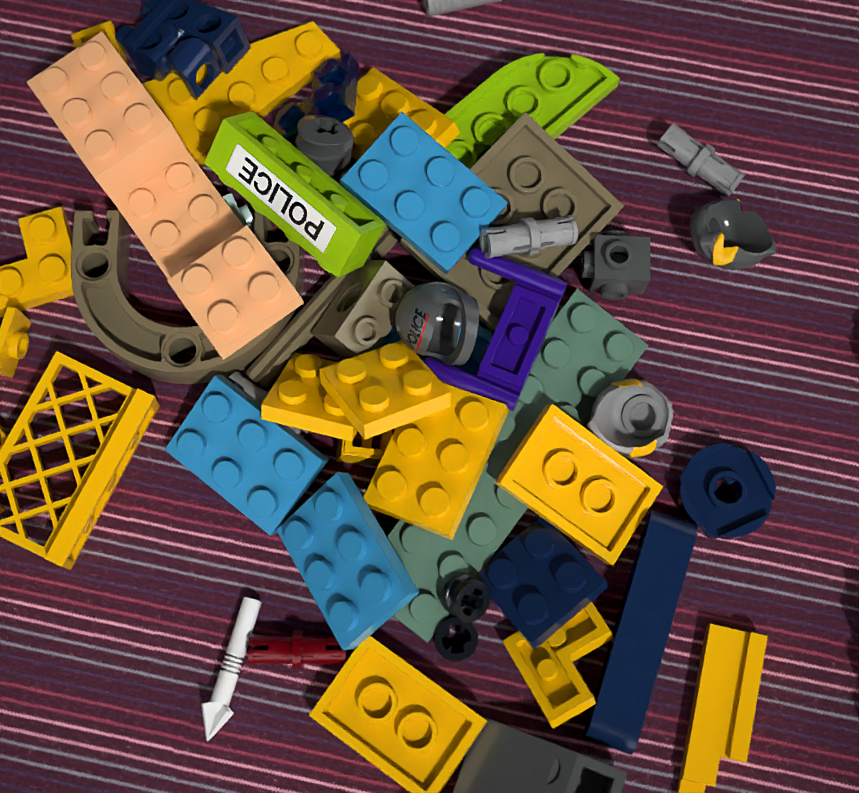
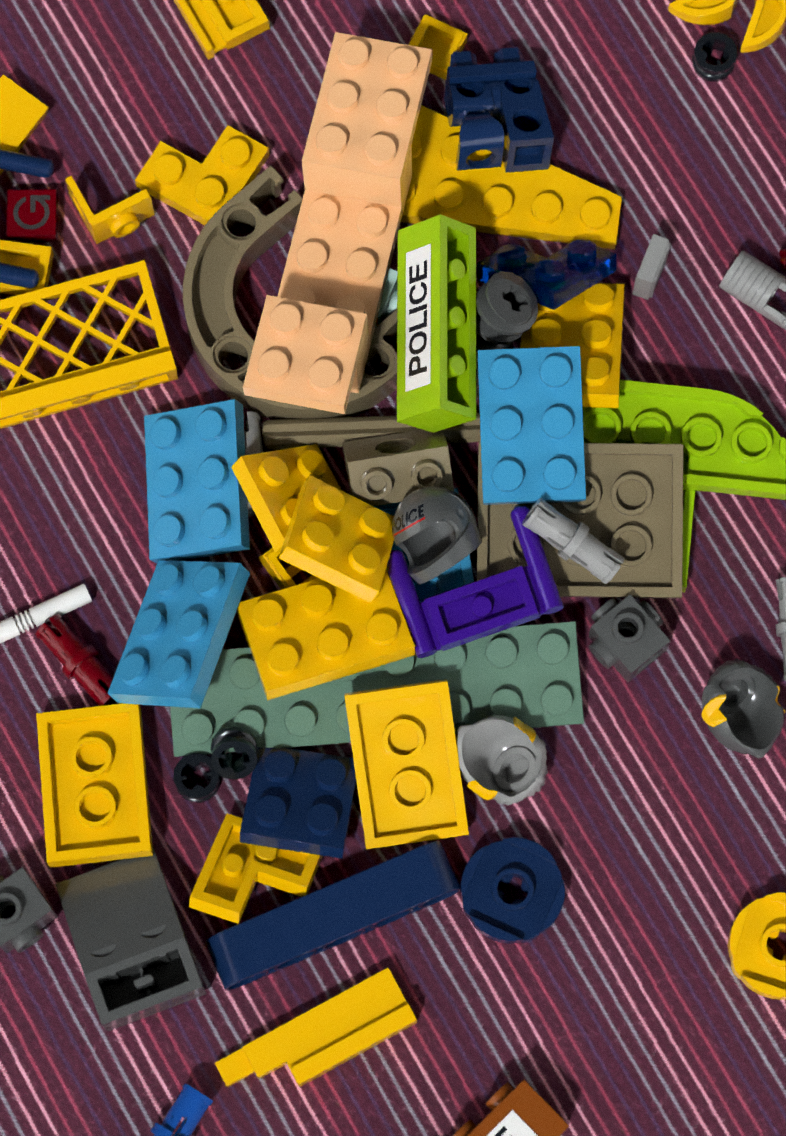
camera: 45 degrees right, 0 degrees up
(377, 41) = (651, 267): none -> light grey tile

